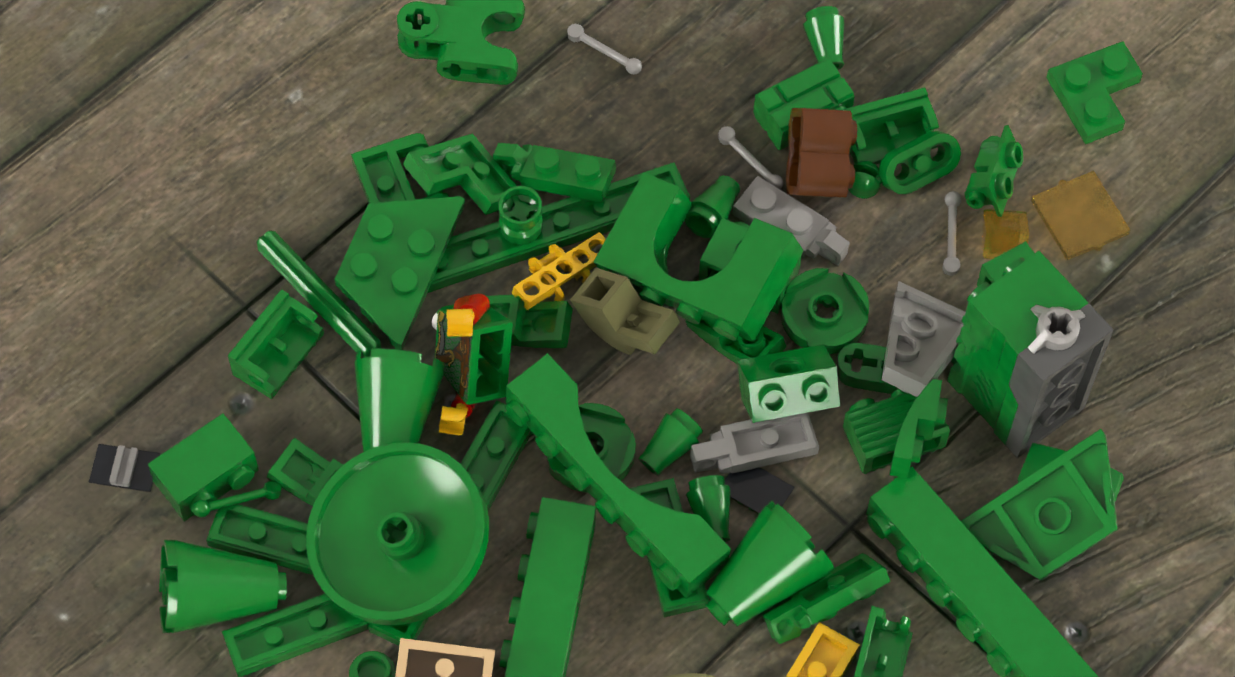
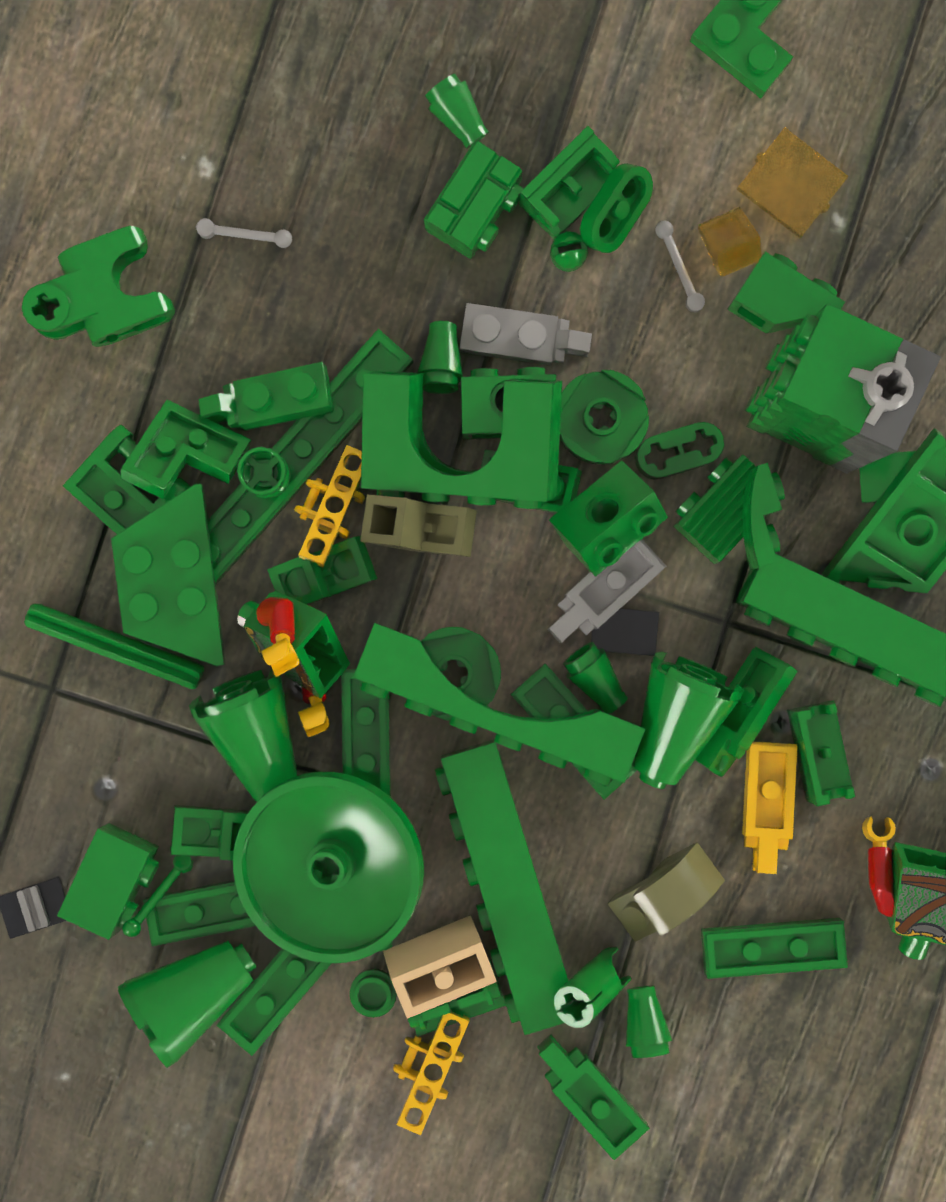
camera: 25 degrees left, 25 degrees up
(275, 344) = (104, 722): green hinge -> none
(670, 441) = (525, 628): green cone -> none
(727, 137) = (413, 270): light grey hinge -> none
(820, 152) = (519, 252): reddish brown brick -> none
(919, 339) = (712, 408): light grey wing -> none
(995, 172) = (692, 163): green hinge -> none

